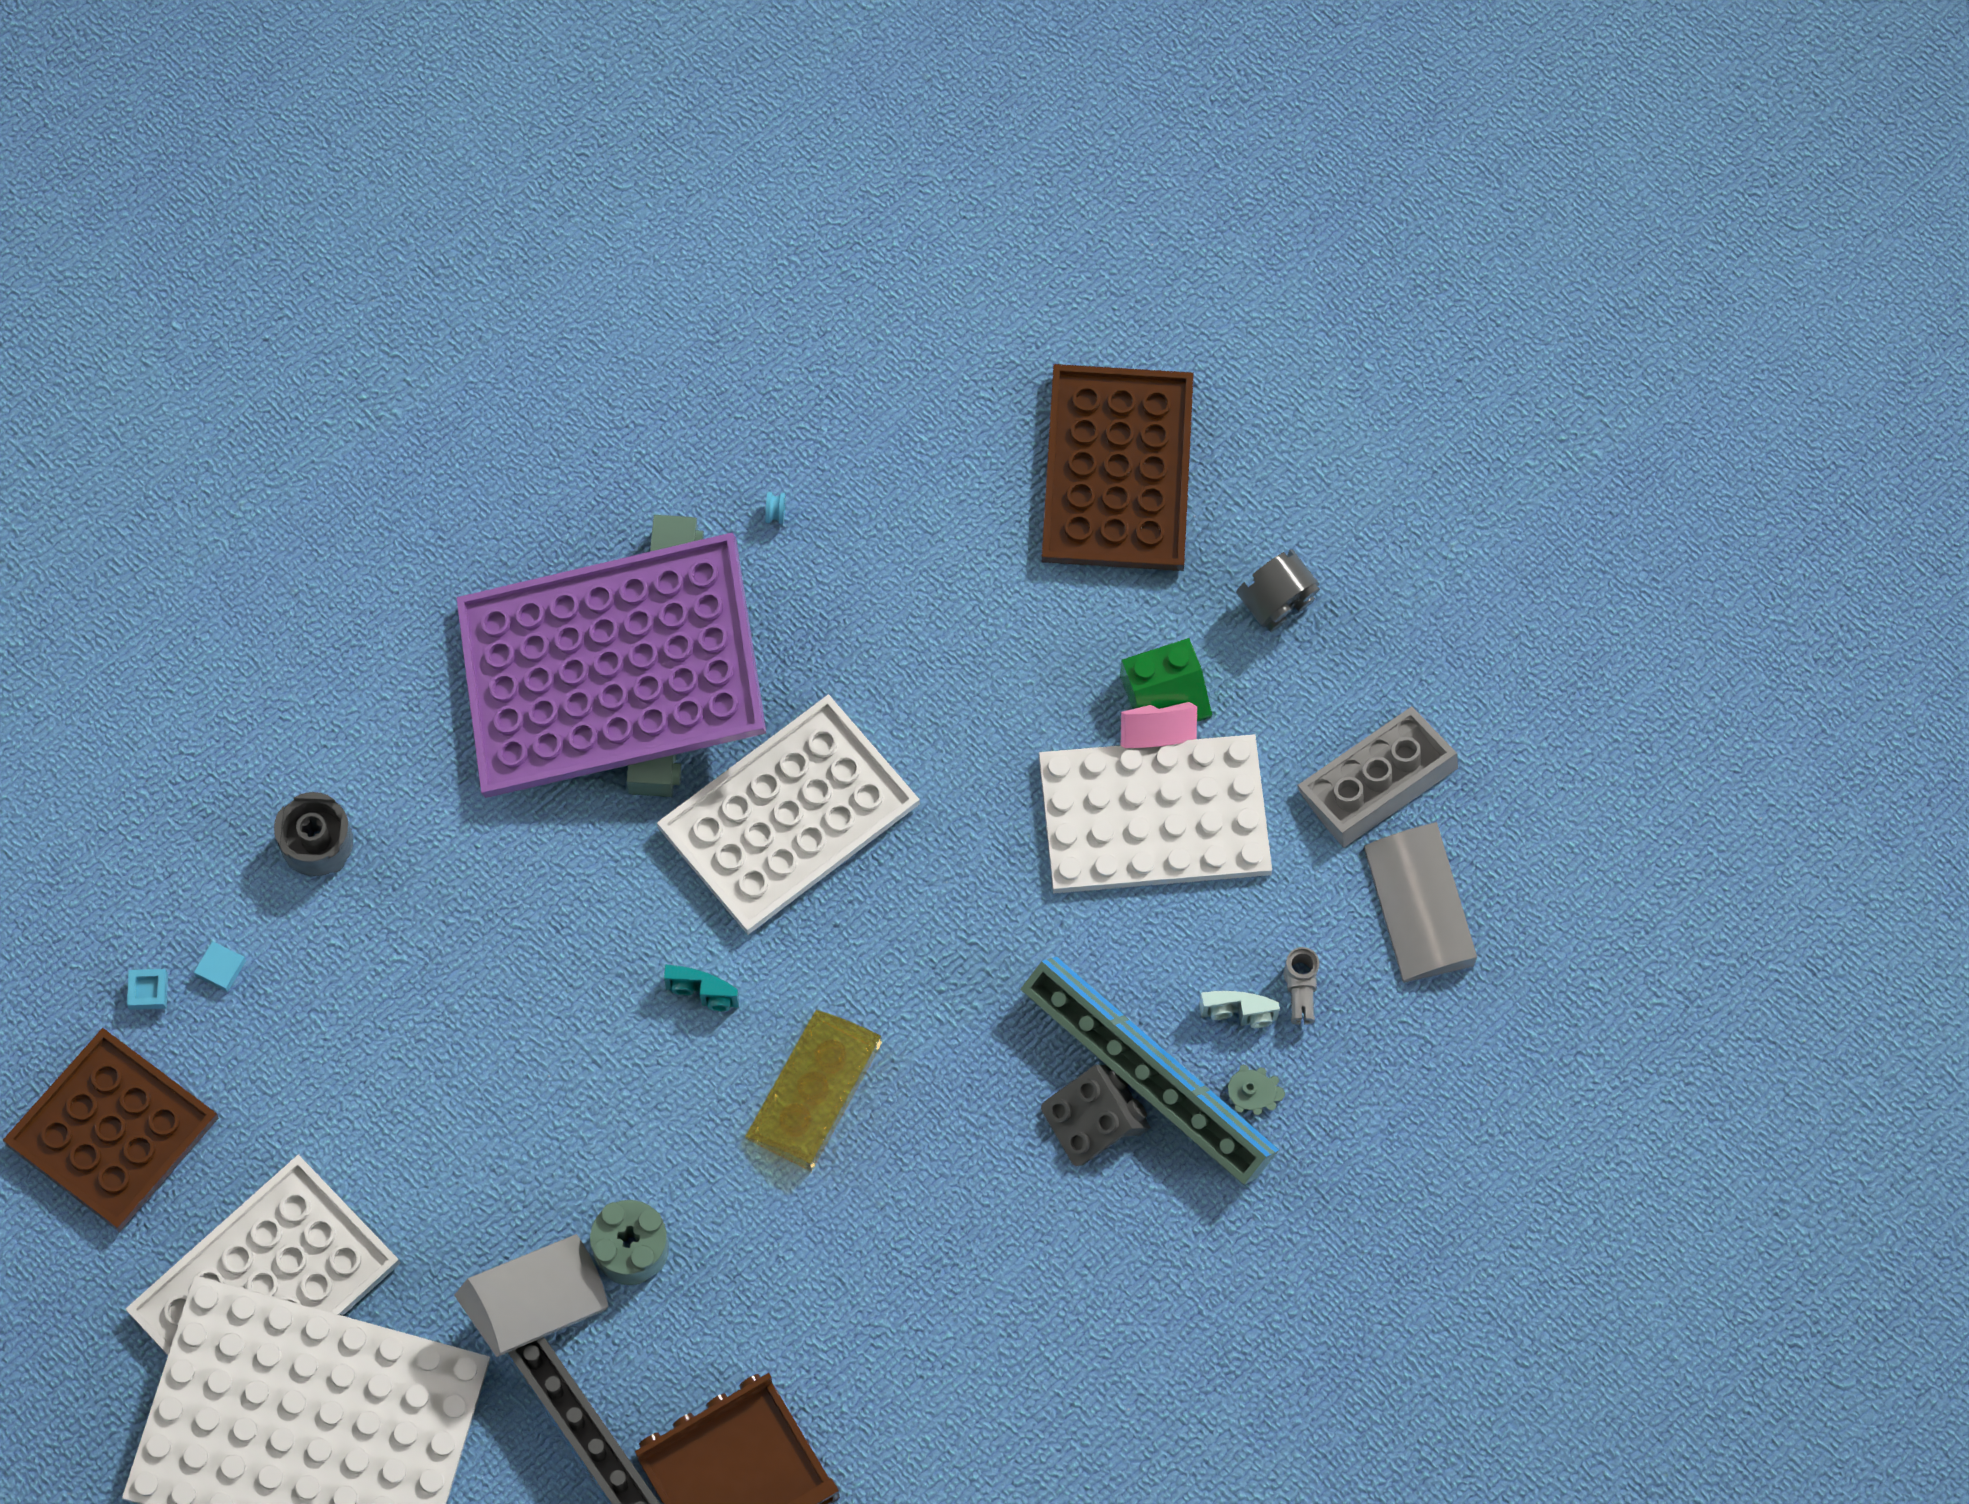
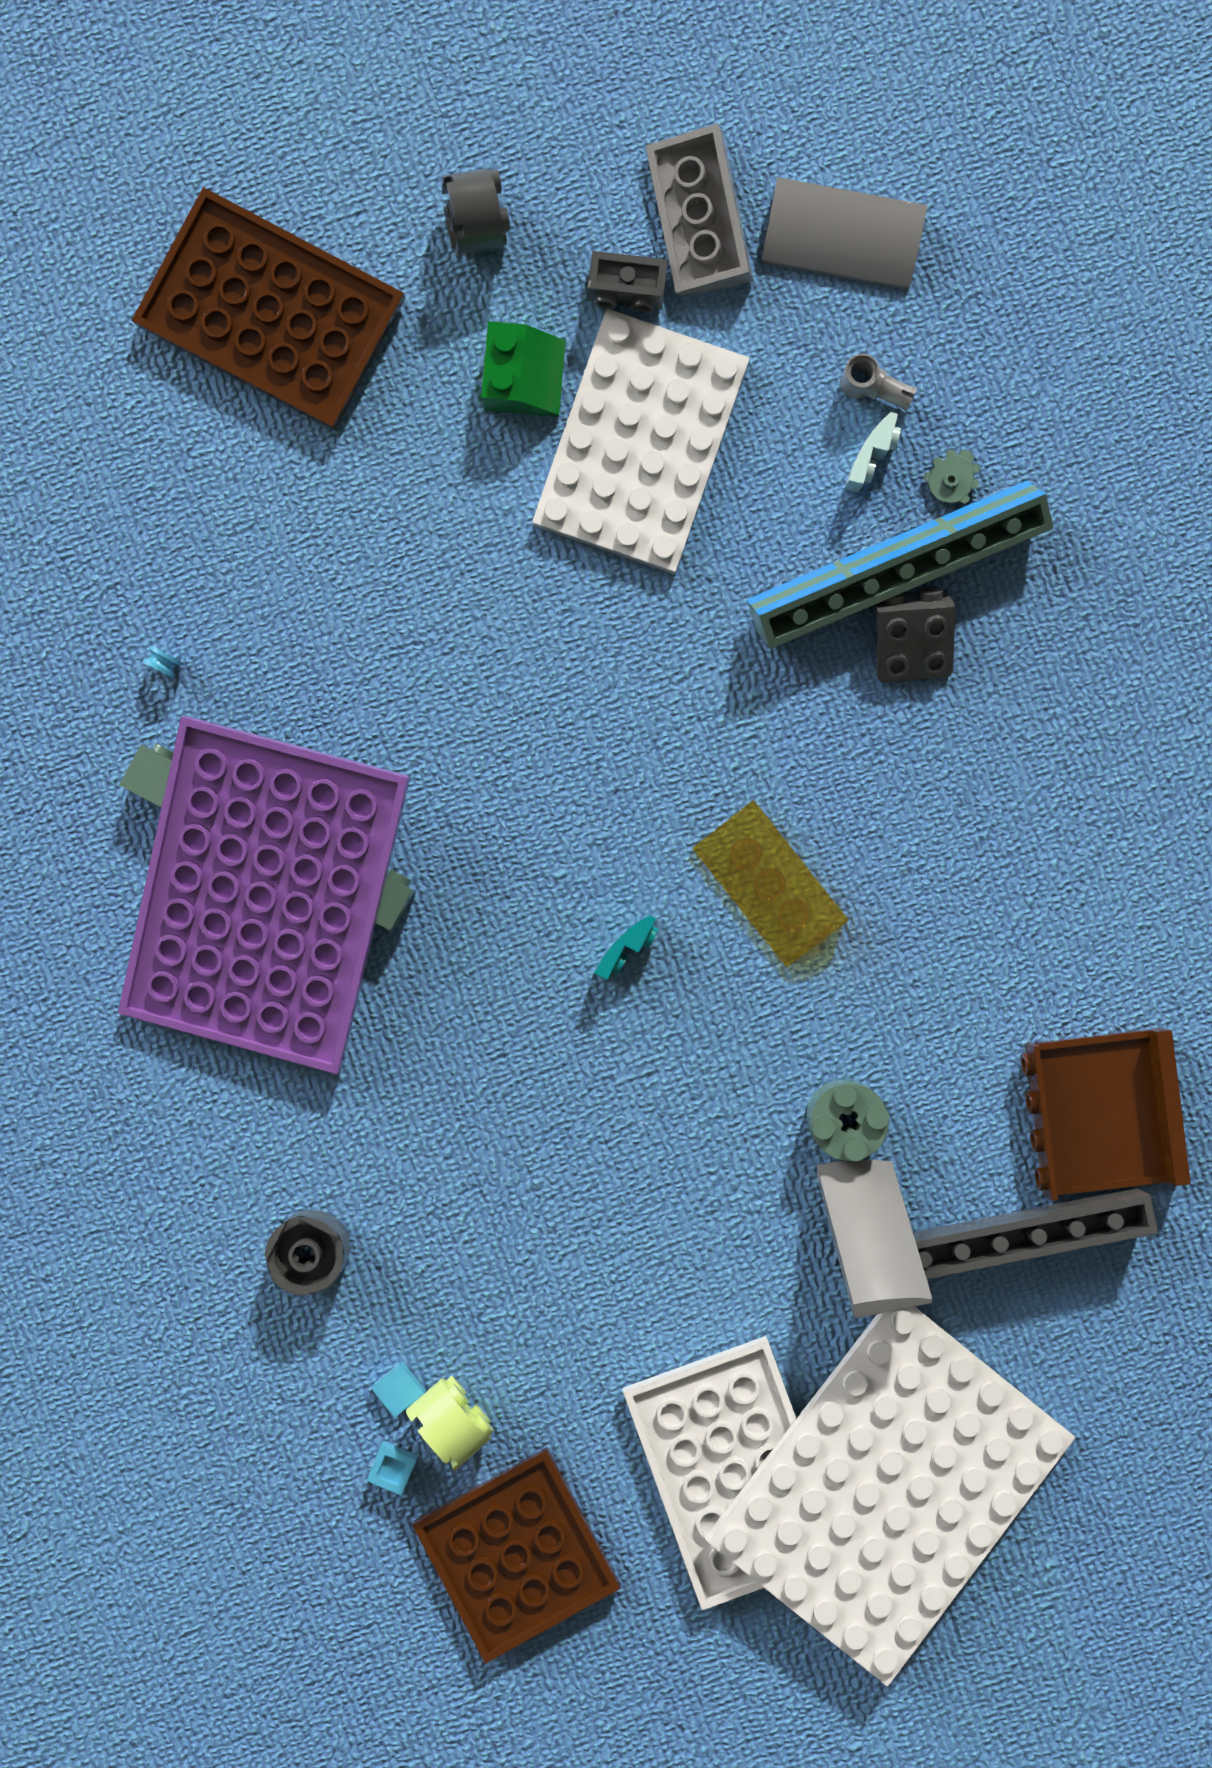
camera: 60 degrees left, 20 degrees up
(211, 1013) = (449, 1423): none -> yellowish green brick
(788, 814) = (486, 788): white plate -> none
(1158, 727) = (561, 398): bright pink slope -> none
(1287, 740) = (627, 281): none -> dark grey bracket

